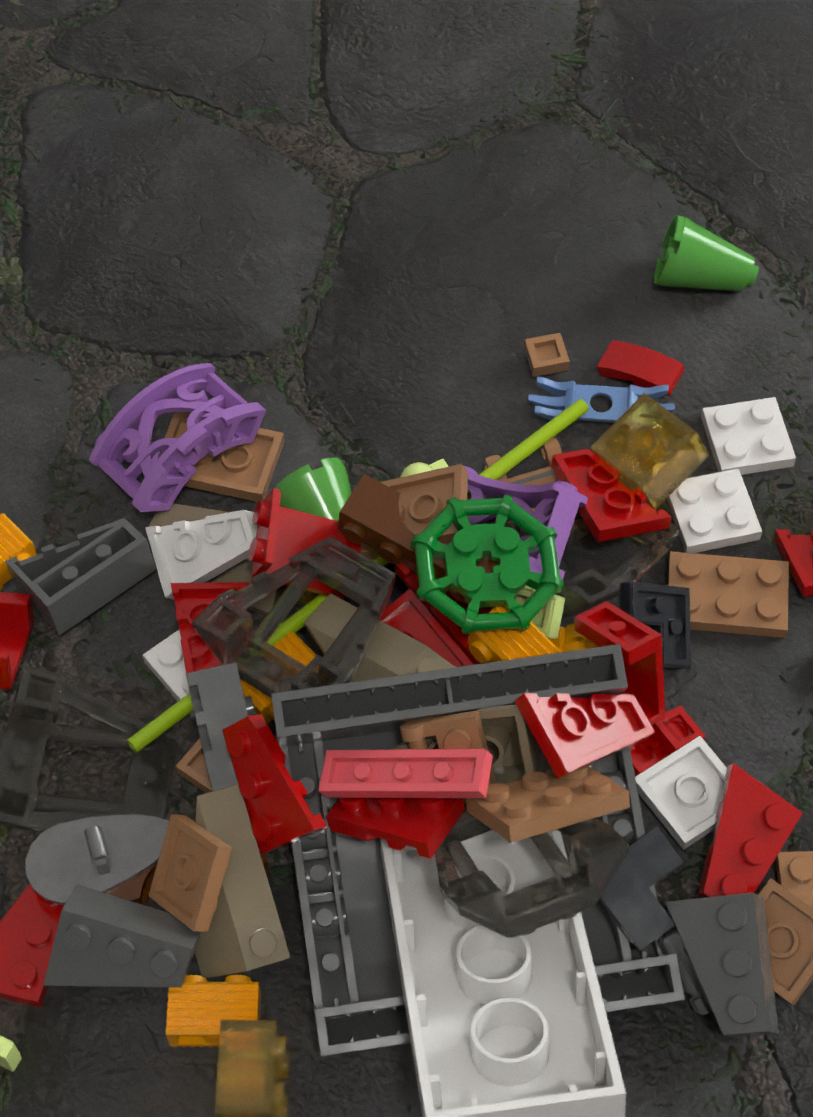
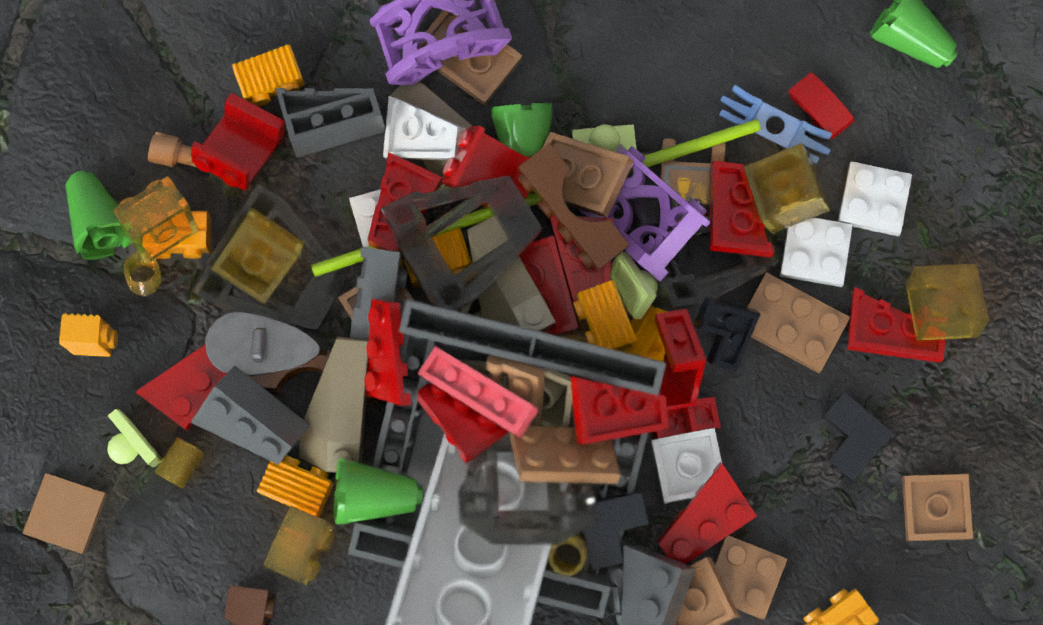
camera: 25 degrees right, 20 degrees up
(47, 1045) = (179, 462): none -> clear yellow piece
(56, 747) = (258, 256): none -> clear yellow brick
(190, 872) = (312, 390): medium nougat plate -> none
(318, 965) = (372, 493): none -> bright green cone
(493, 542) = (591, 261): green plate -> none
(546, 354) = (753, 64): medium nougat plate -> none
(623, 932) = (569, 569): none -> clear yellow piece

